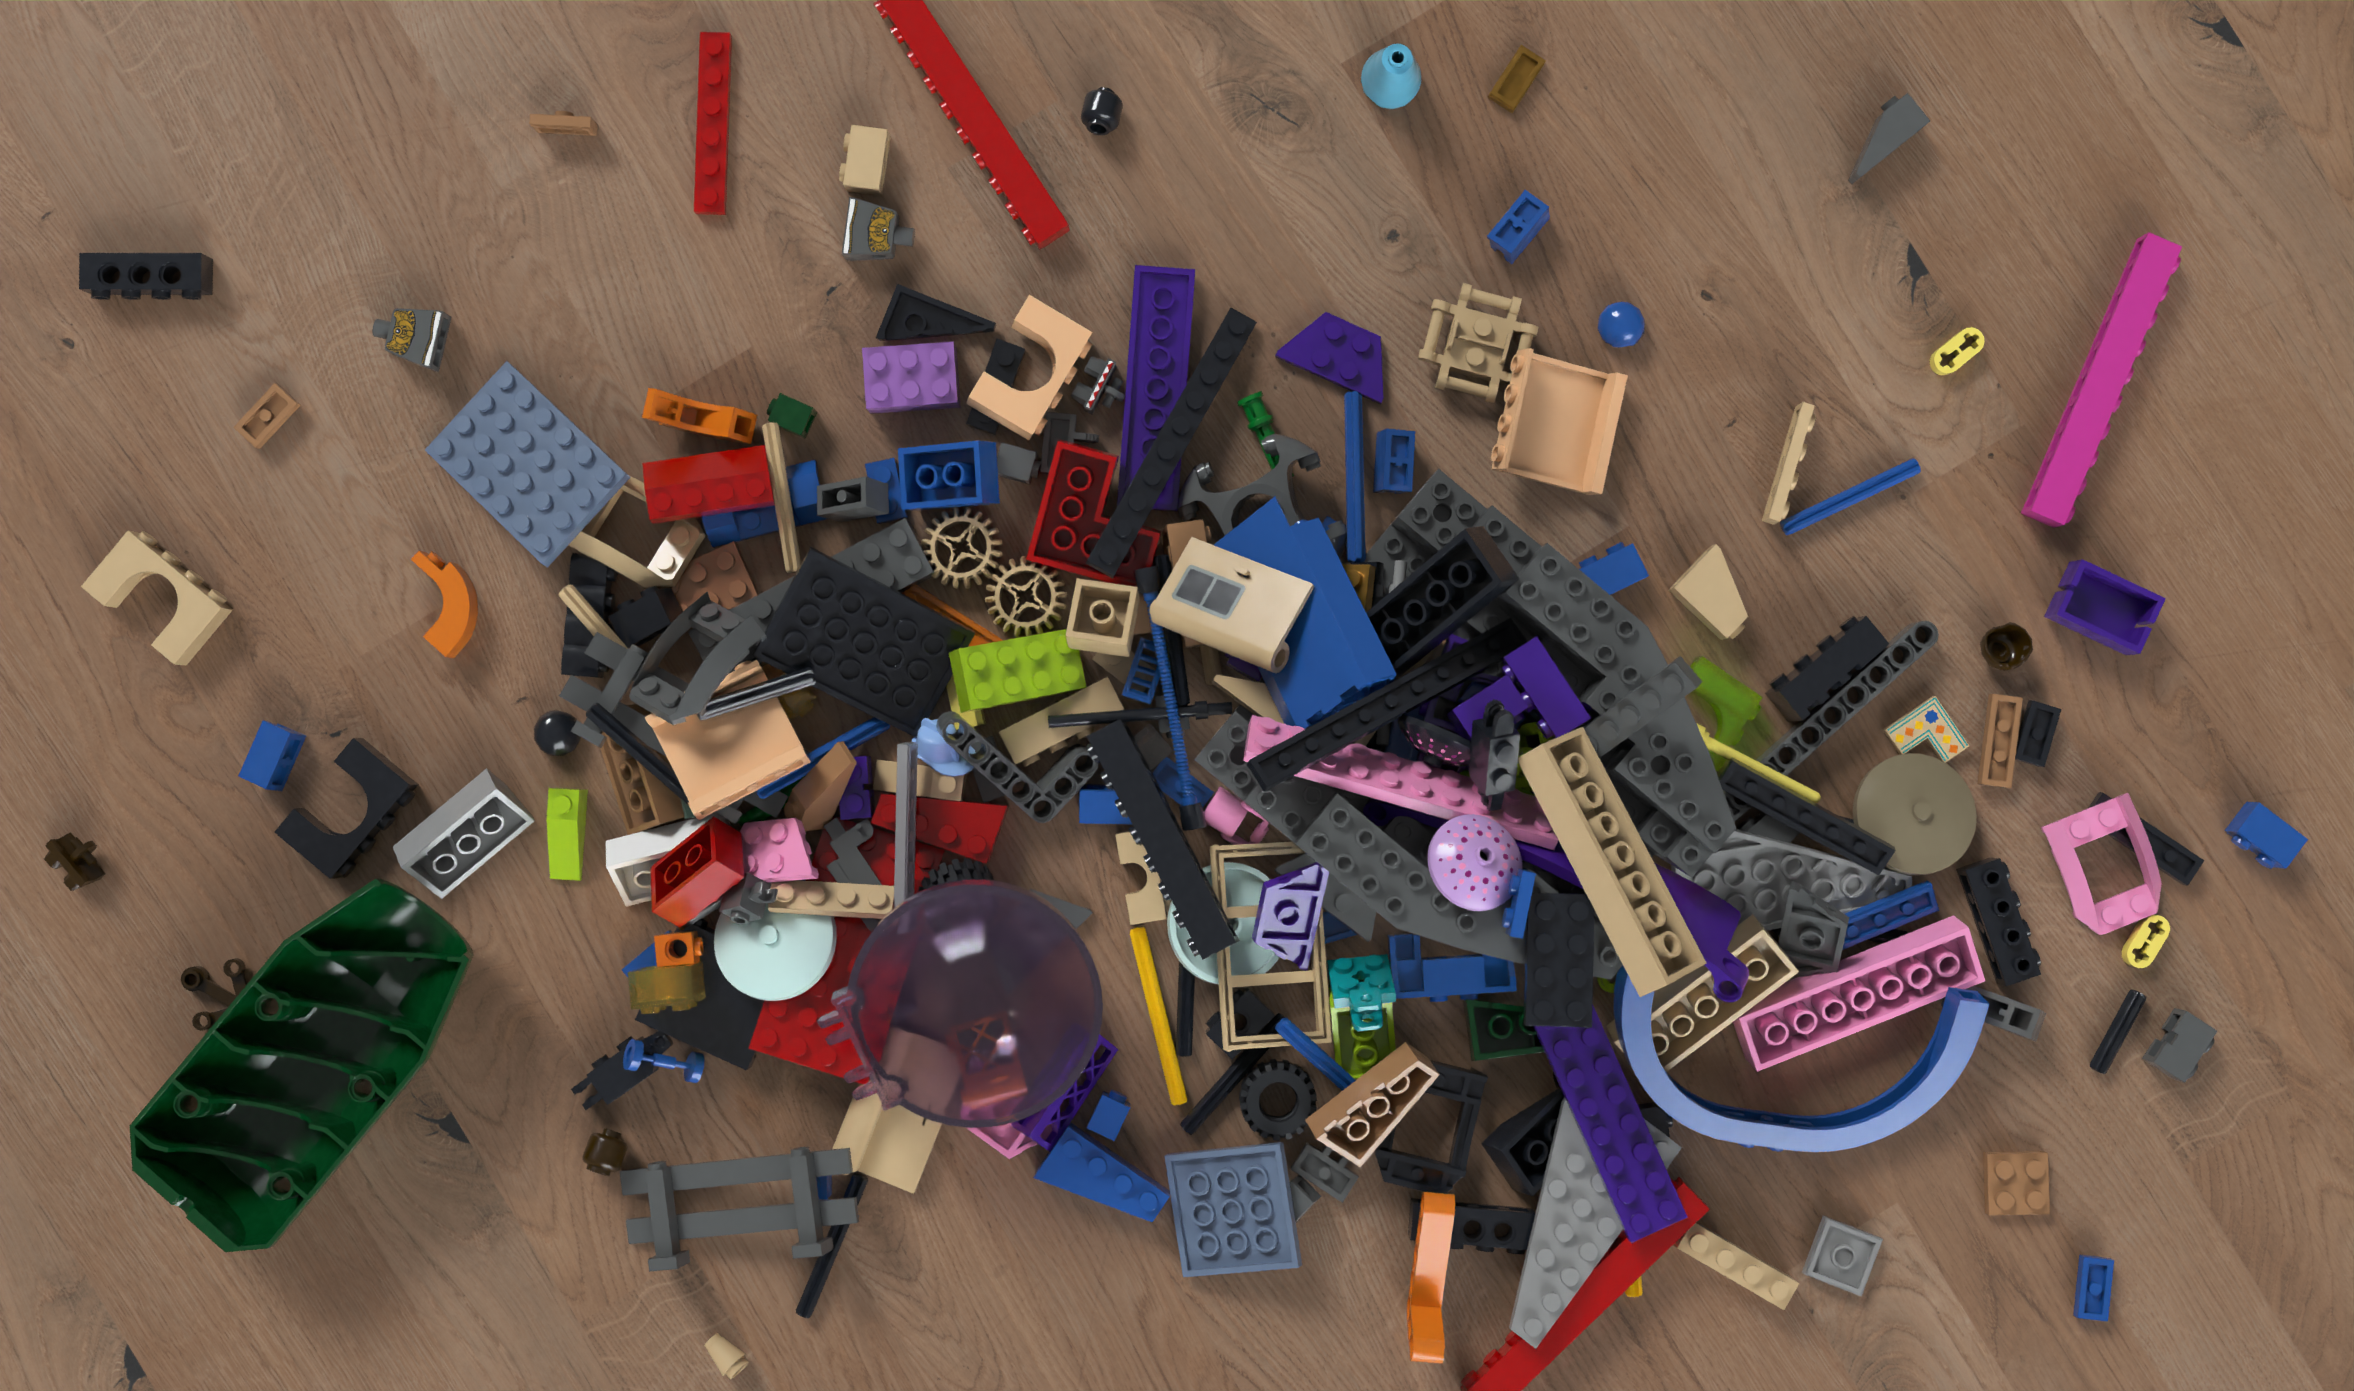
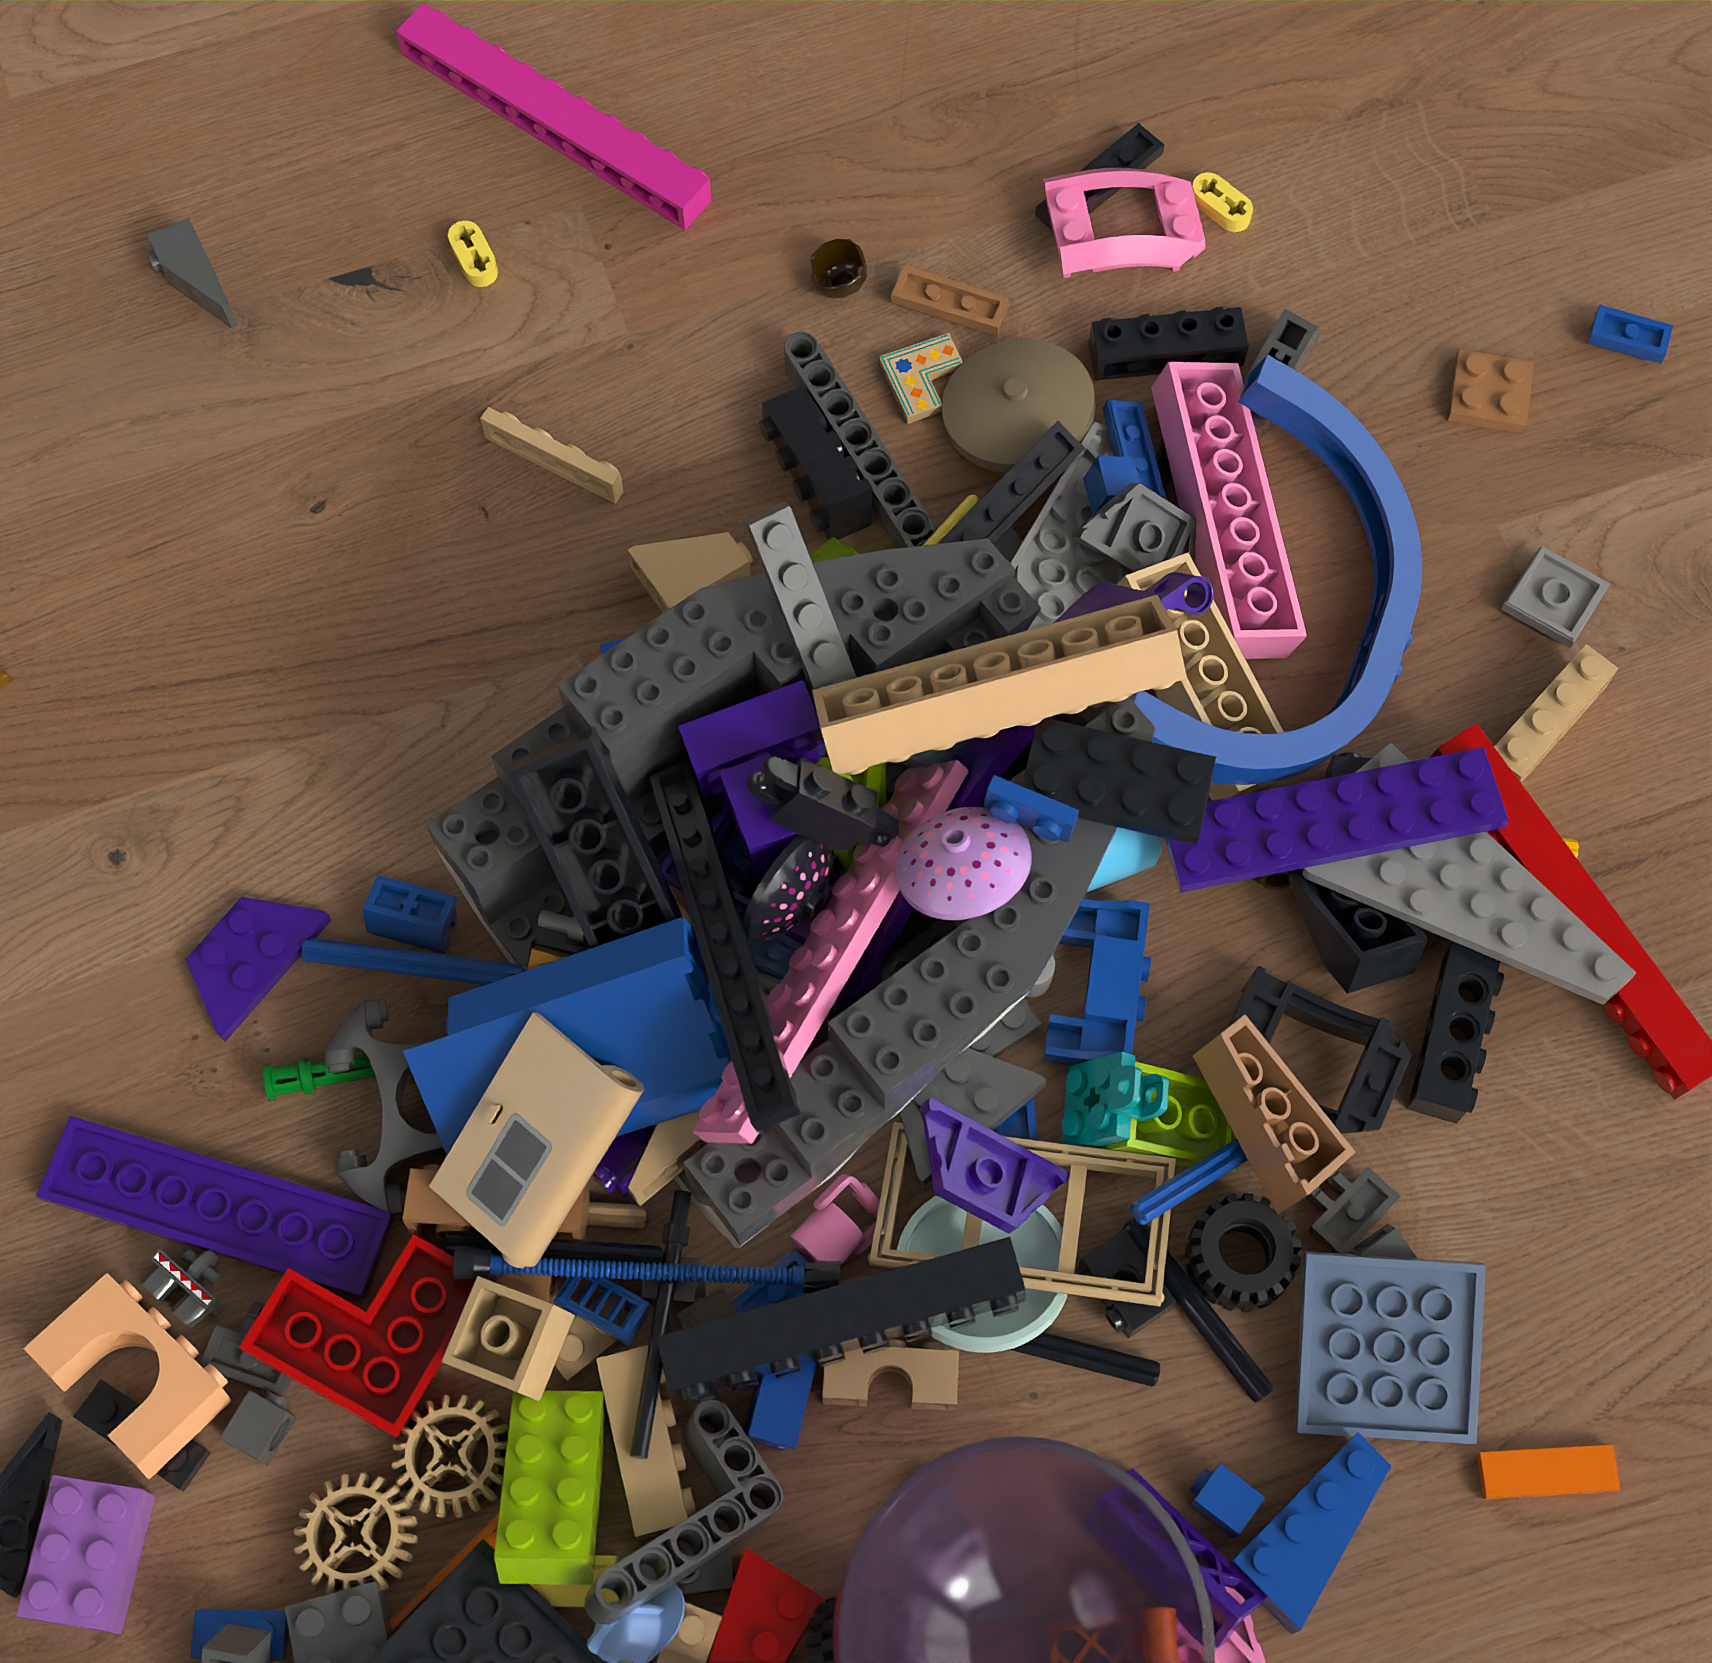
camera: 75 degrees left, 20 degrees down
(948, 475) = (242, 1526): blue brick -> none
(1158, 1016) = (1095, 1398): yellow axle -> none
(1171, 443) = (298, 1198): black plate -> none
(1176, 1328) = (1548, 1472): none -> orange tile
(1428, 1277) = (1520, 1100): orange beam -> none
(1475, 342) = (289, 777): tan brick -> none
(1498, 1031) = (1197, 939): dark green wedge -> none
(1519, 226) = (155, 696): blue hinge -> none
(1558, 423) = (422, 700): light nougat panel -> none
(1621, 324) = (321, 607): blue hair -> none
(1850, 496) = (613, 400): blue axle -> none
(1853, 900) = (1107, 478): none -> blue brick
(2036, 733) = (949, 259): black plate -> none
(2104, 607) = (816, 161): dark purple piece -> none
(2118, 1031) = (1324, 250): black axle -> none
(2181, 1045) = (1351, 188): dark grey brick -> none
(2265, 835) = (1121, 60): blue brick -> none

